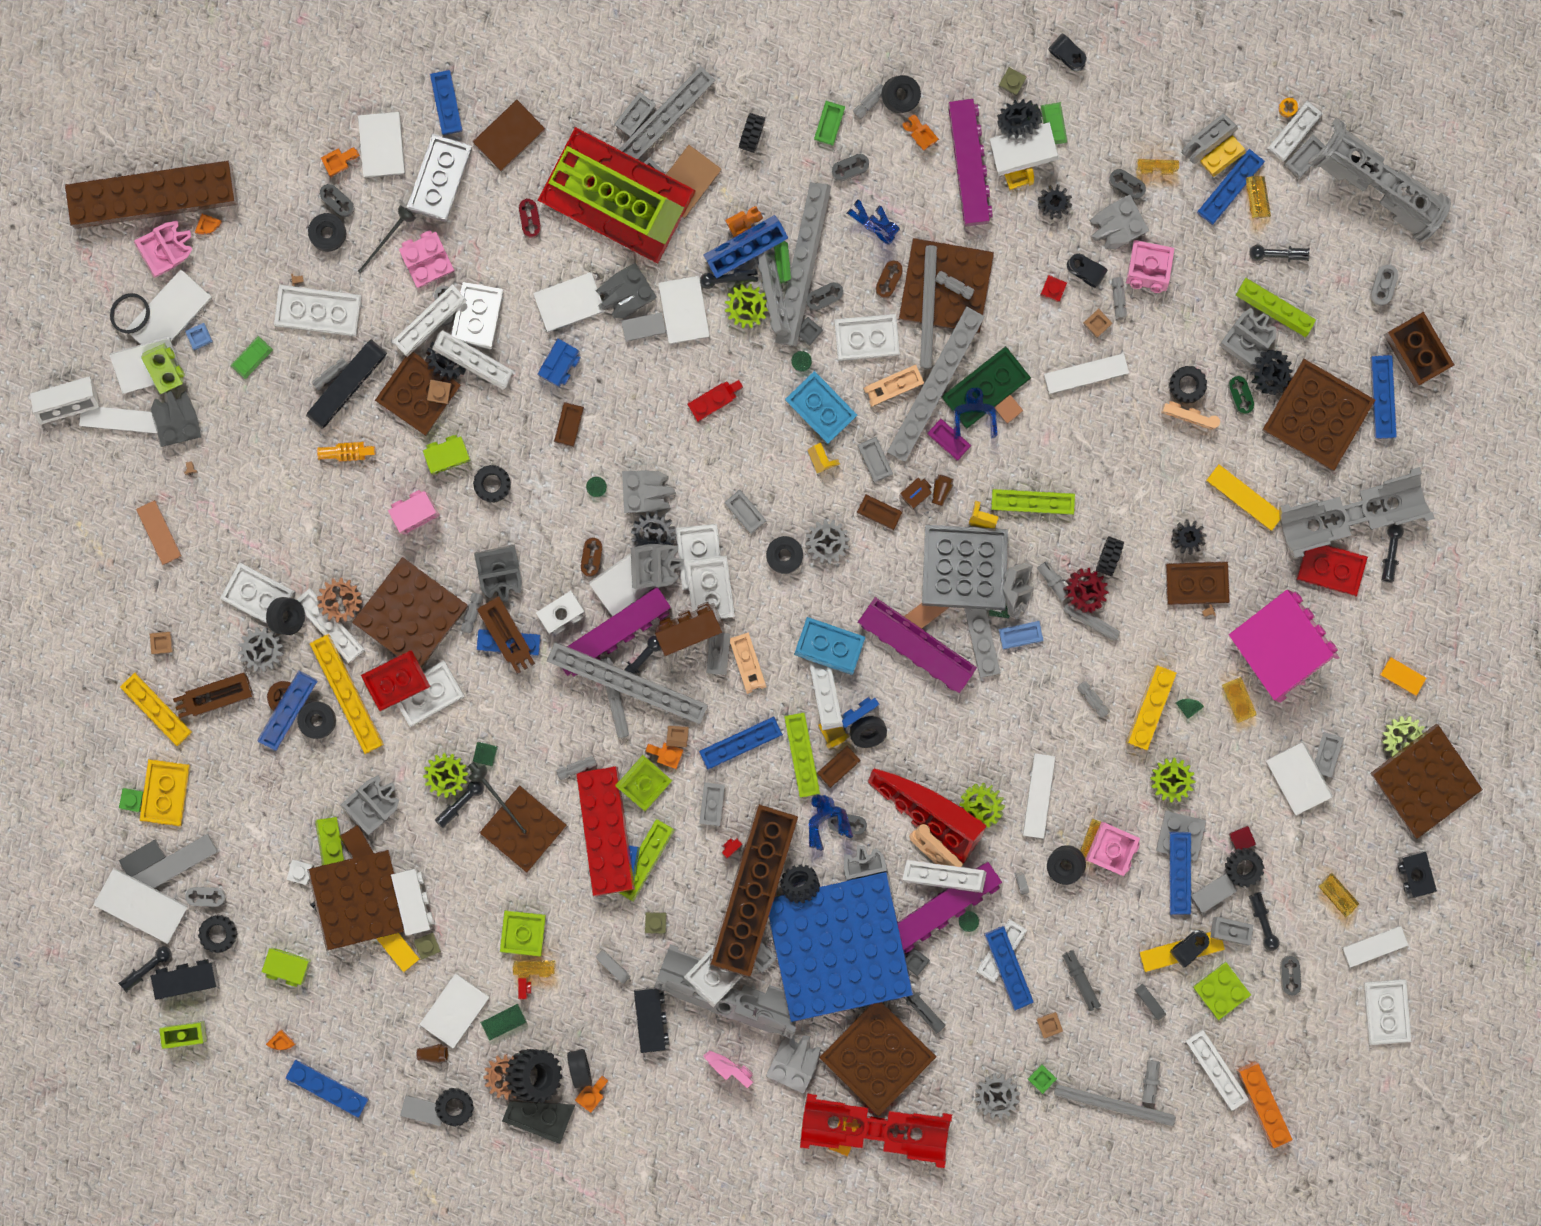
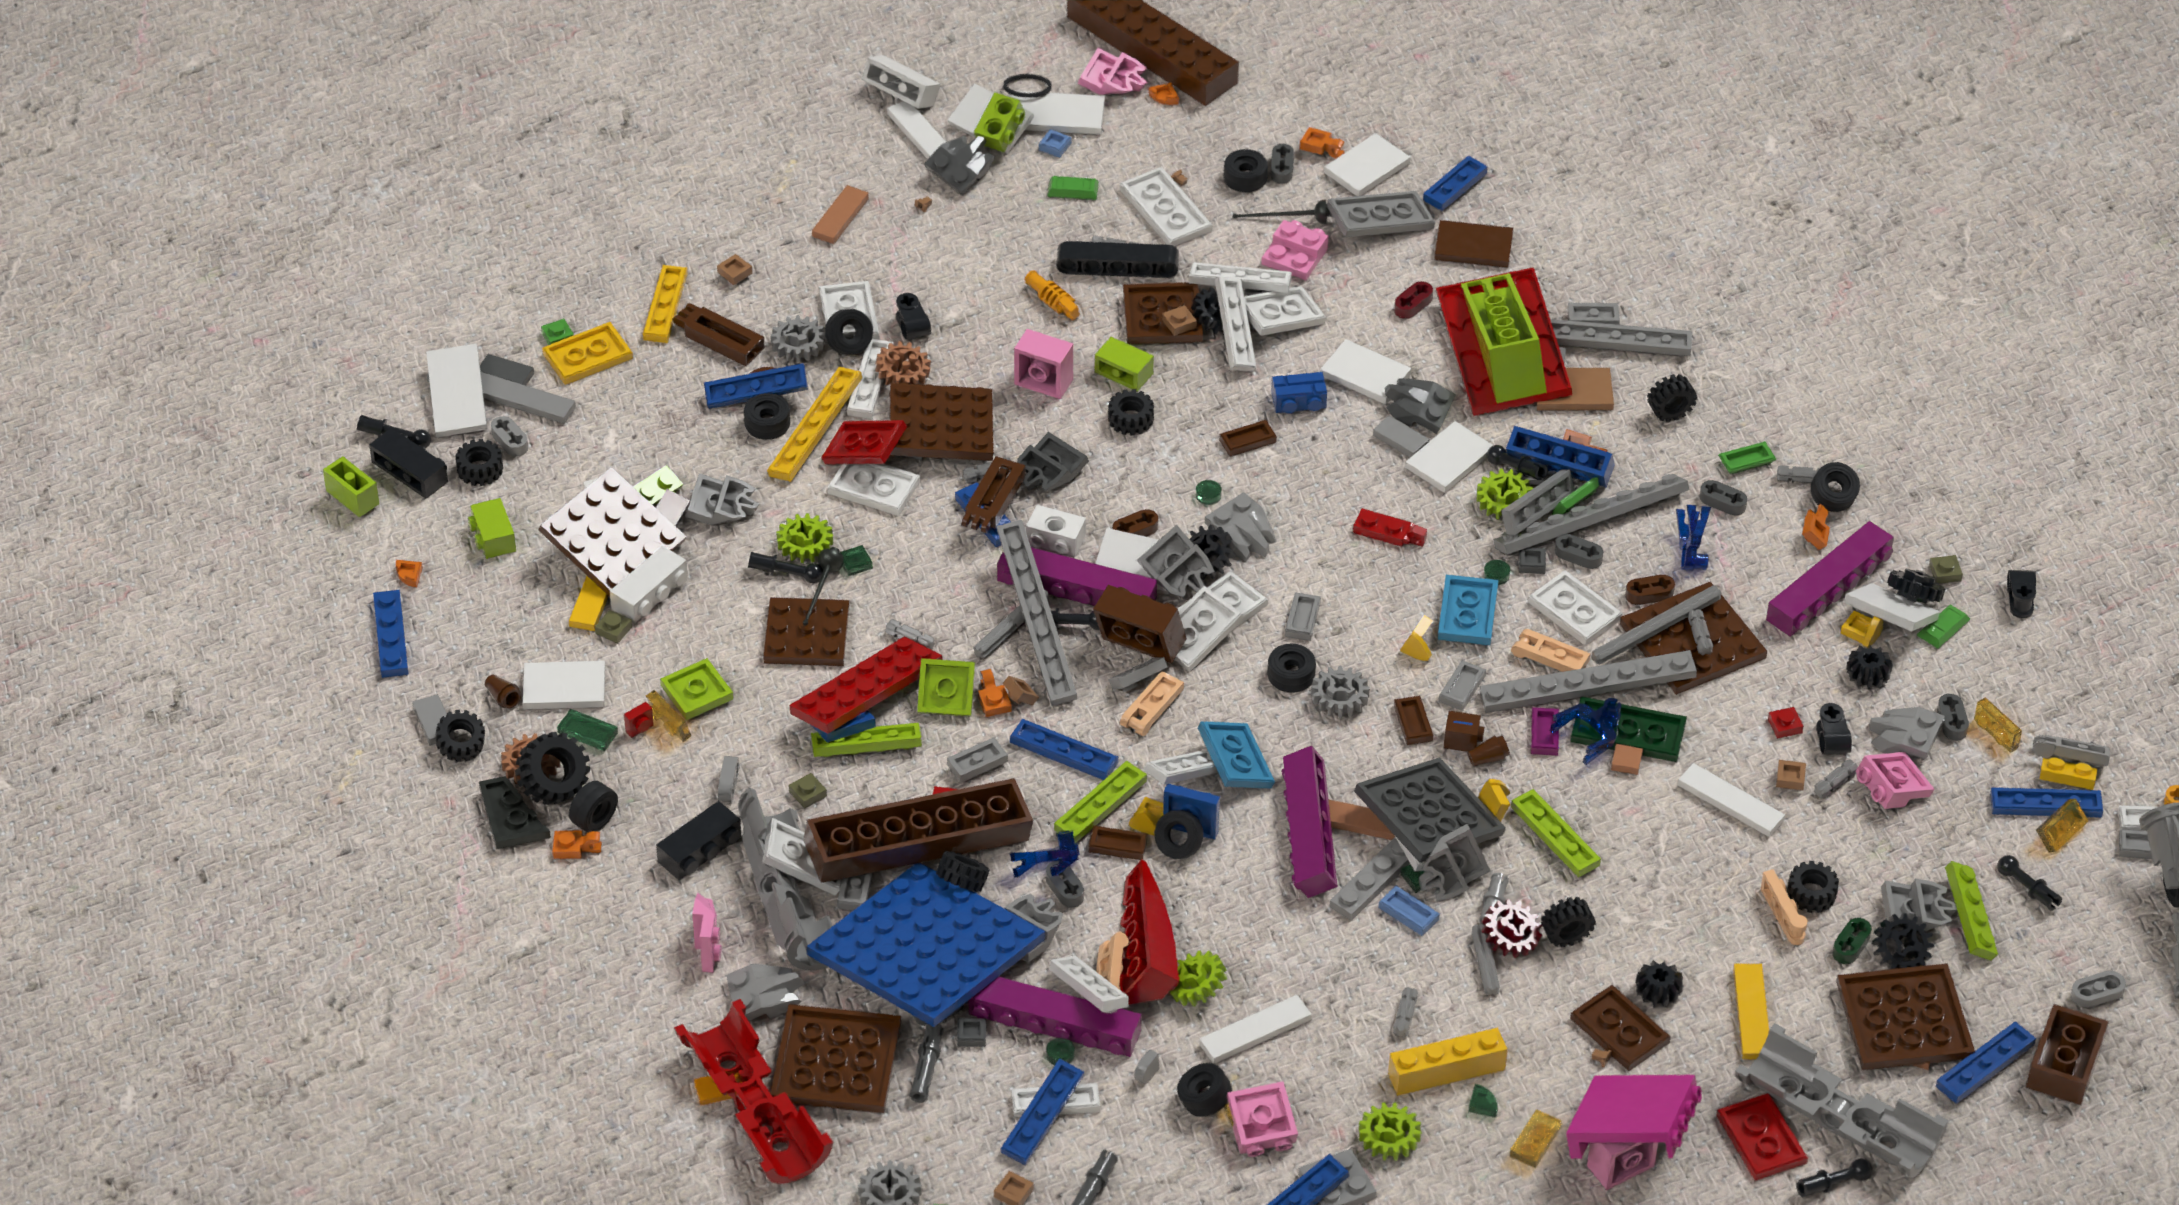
camera: 55 degrees right, 40 degrees down
(302, 563) = (911, 317): none -> black piece

